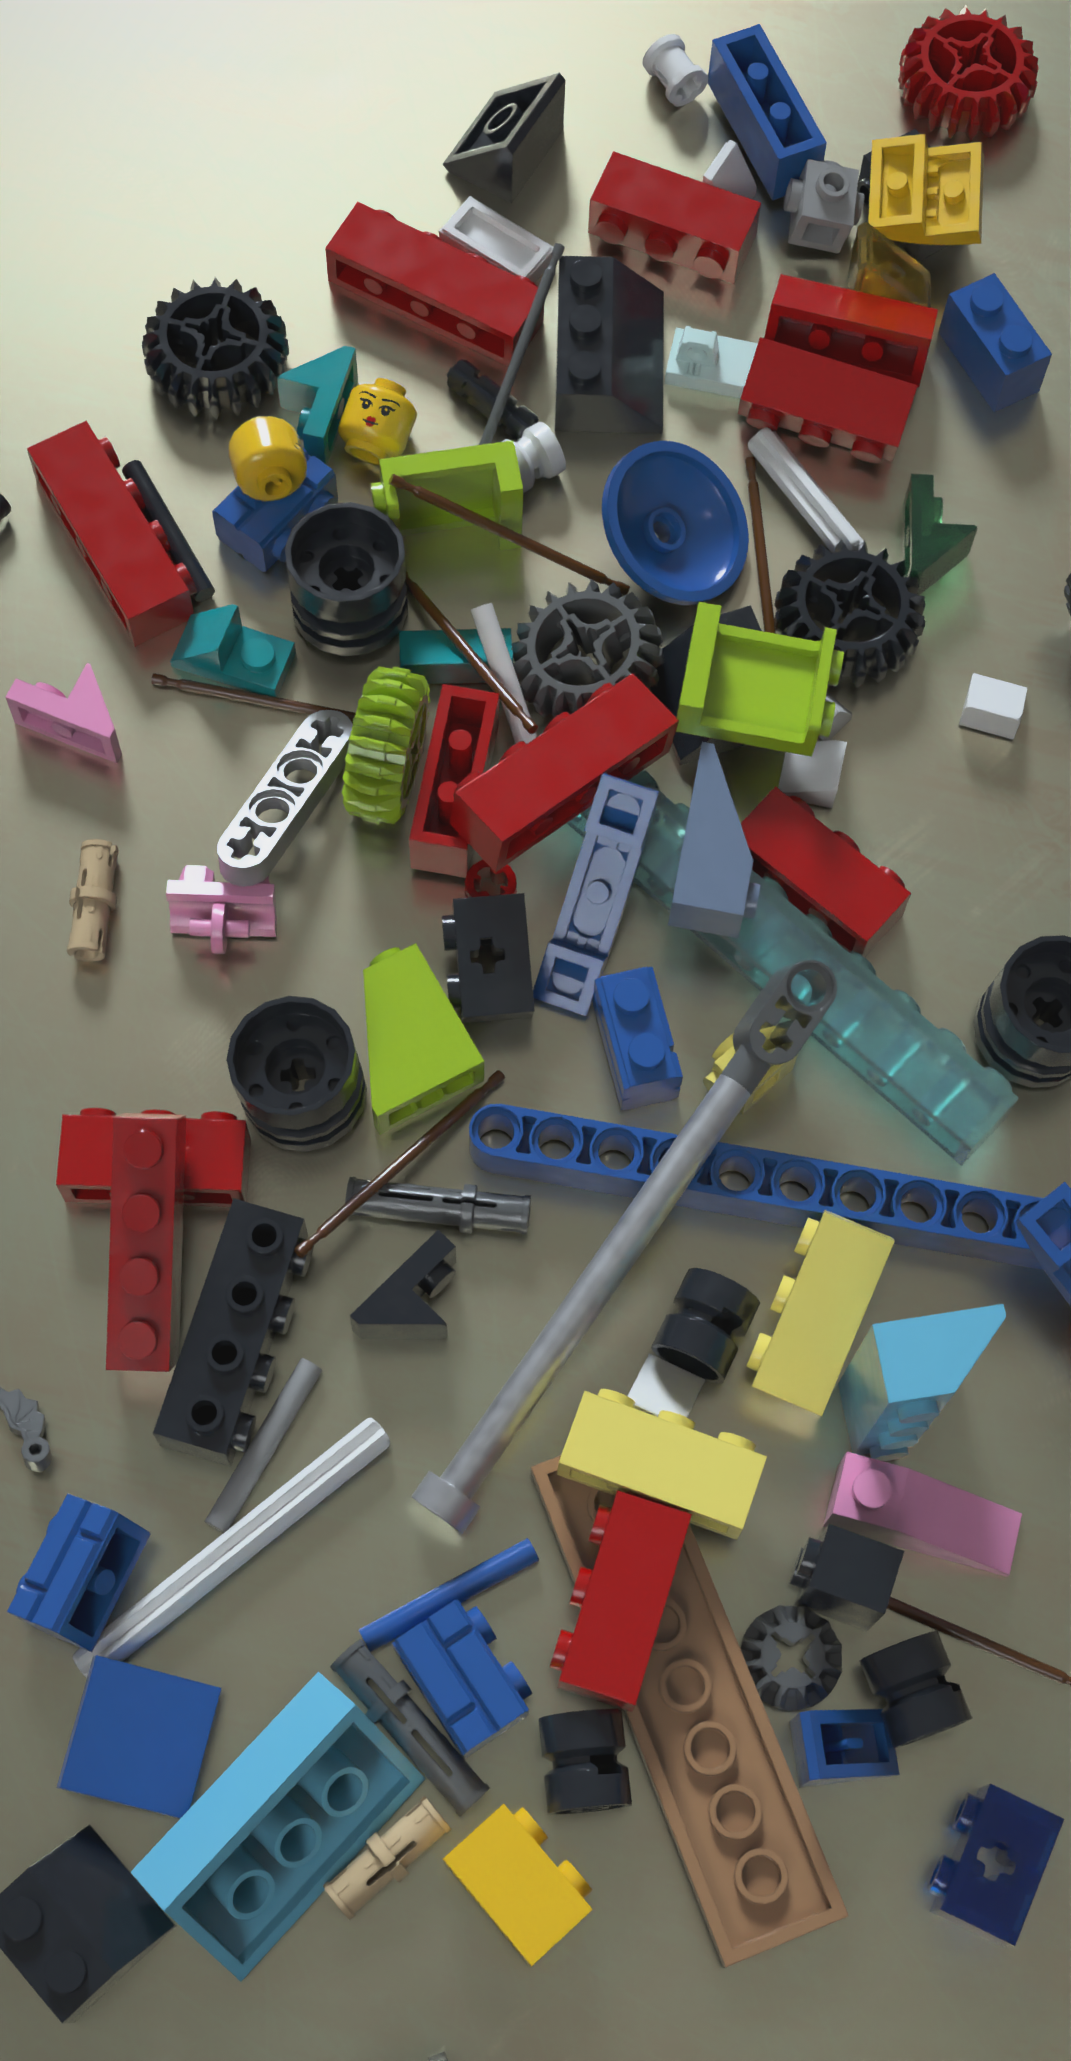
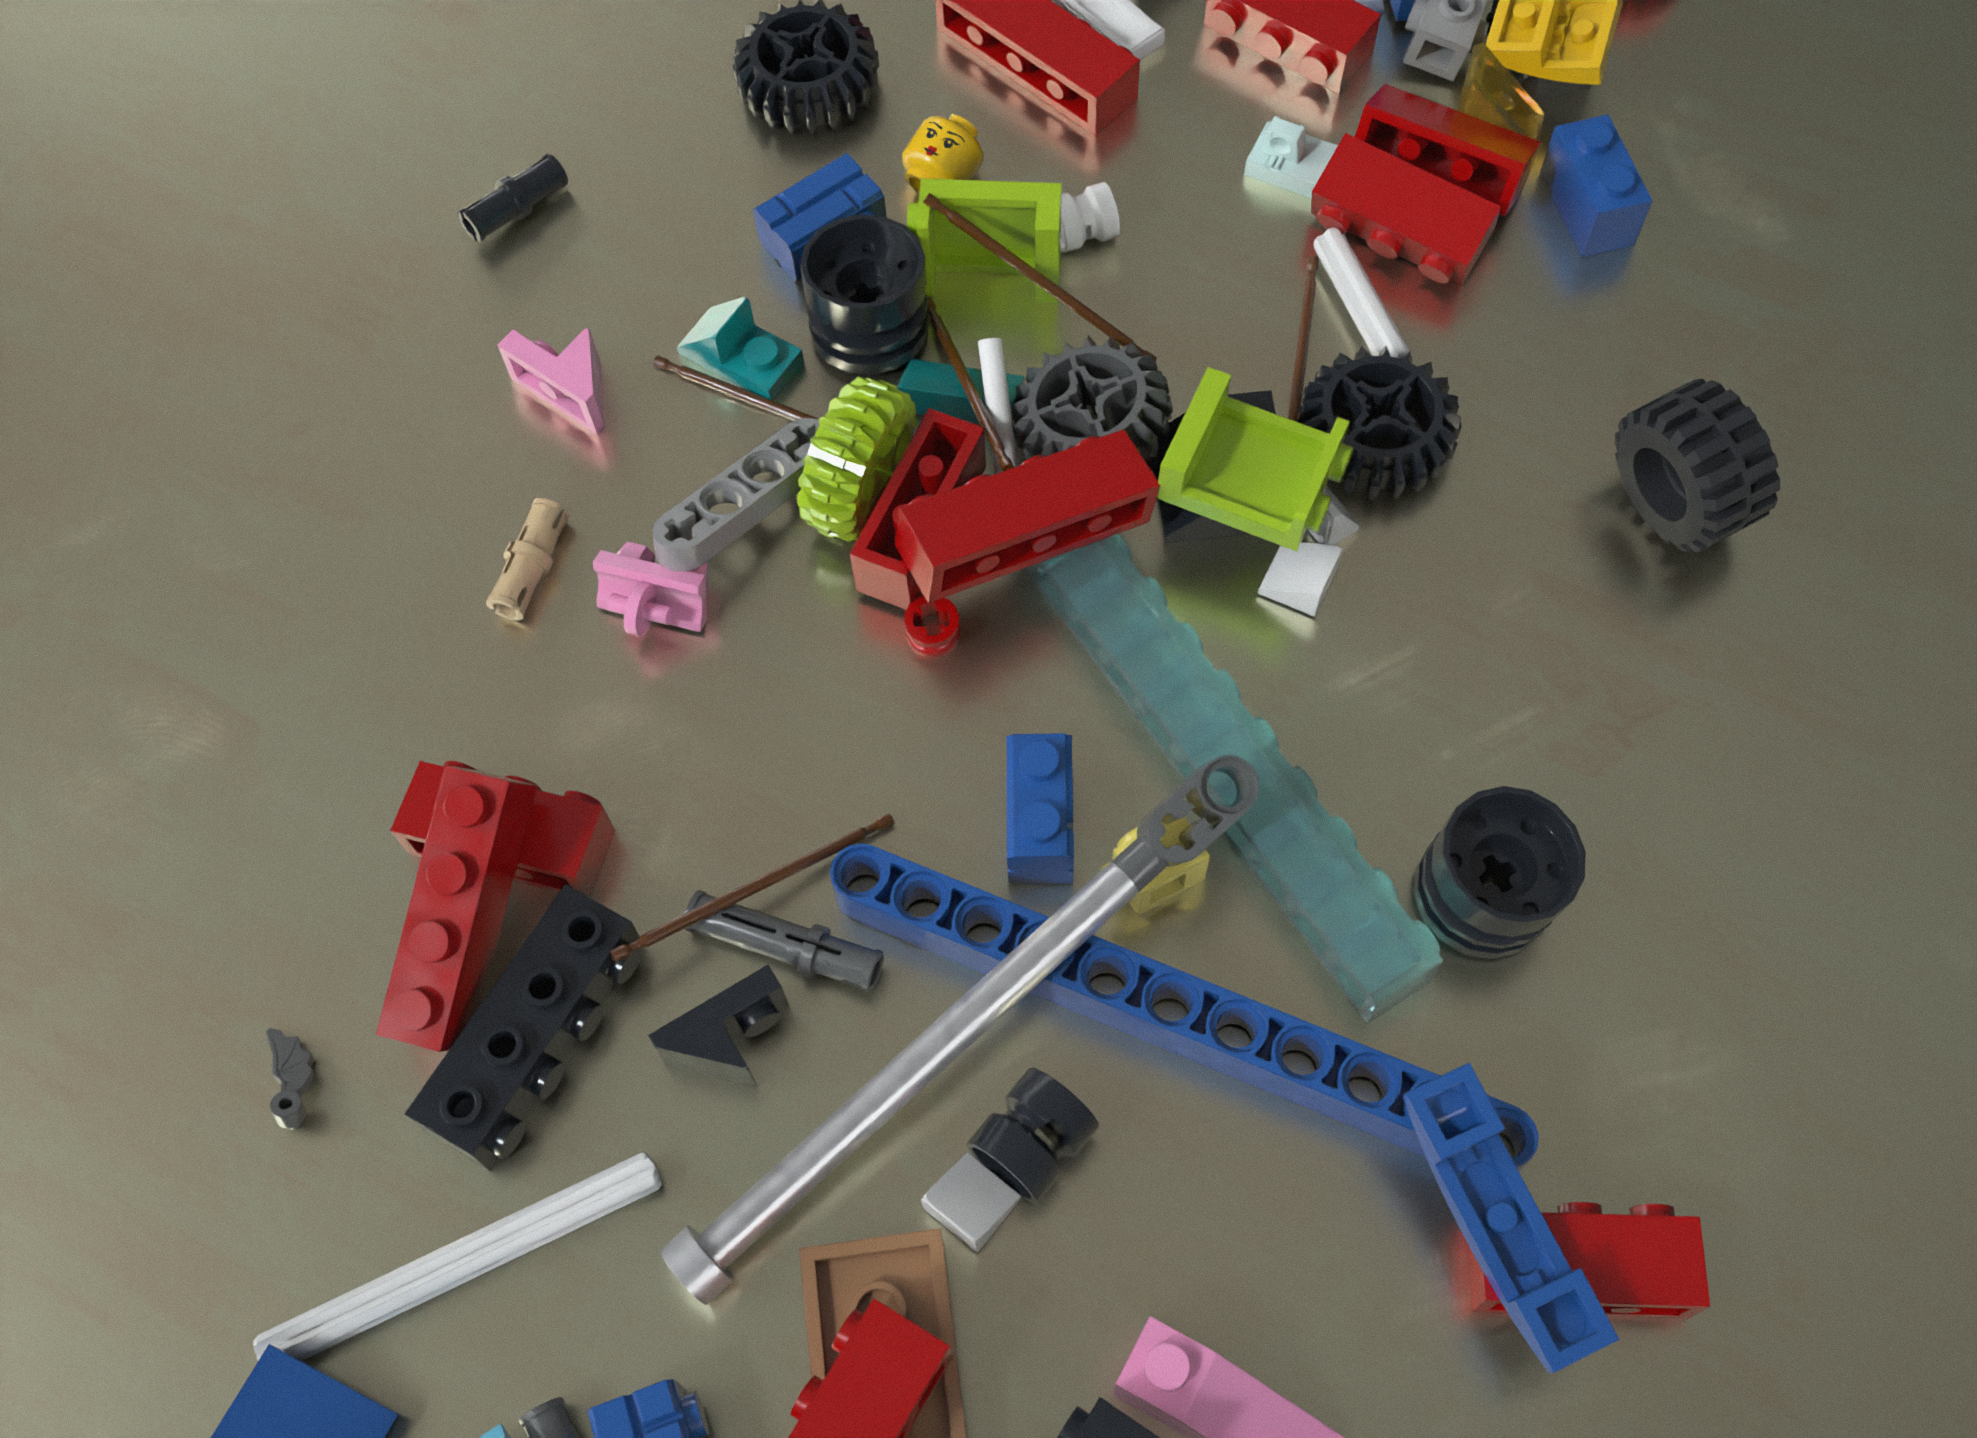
camera: 20 degrees right, 5 degrees down
(79, 1572) = (284, 1249): blue brick -> none
(112, 532) = (654, 217): red brick -> none
(157, 510) = (712, 227): black bar -> none
(263, 1446) = (526, 1157): light grey bar -> none
(267, 454) = (819, 159): yellow head -> none
(290, 1043) = (669, 769): black wheel -> none
(320, 394) = (888, 123): teal slope -> none
(414, 1039) = (801, 764): lime slope -> none
(460, 1587) = (682, 1368): blue bar -> none
(482, 395) = (1061, 155): black axle -> none
(503, 925) = (918, 729): black brick -> none
(522, 345) = (1107, 101): dark grey piece -> none
(596, 893) = (1037, 648): slope -> none
(608, 348) = (1191, 128): black slope -> none
(662, 1461) = (938, 1277): light yellow brick -> none
(692, 511) = (1233, 286): blue dish -> none
(715, 860) = (1160, 641): sand blue slope -> none
(819, 1311) = (1160, 1148): light yellow brick -> none
(824, 872) = (1284, 677): red brick -> none
(909, 1374) = (1241, 1244): medium azure slope -> none
(929, 544) = (1483, 370): clear green slope -> none
(993, 706) = (1513, 545): white slope -> none

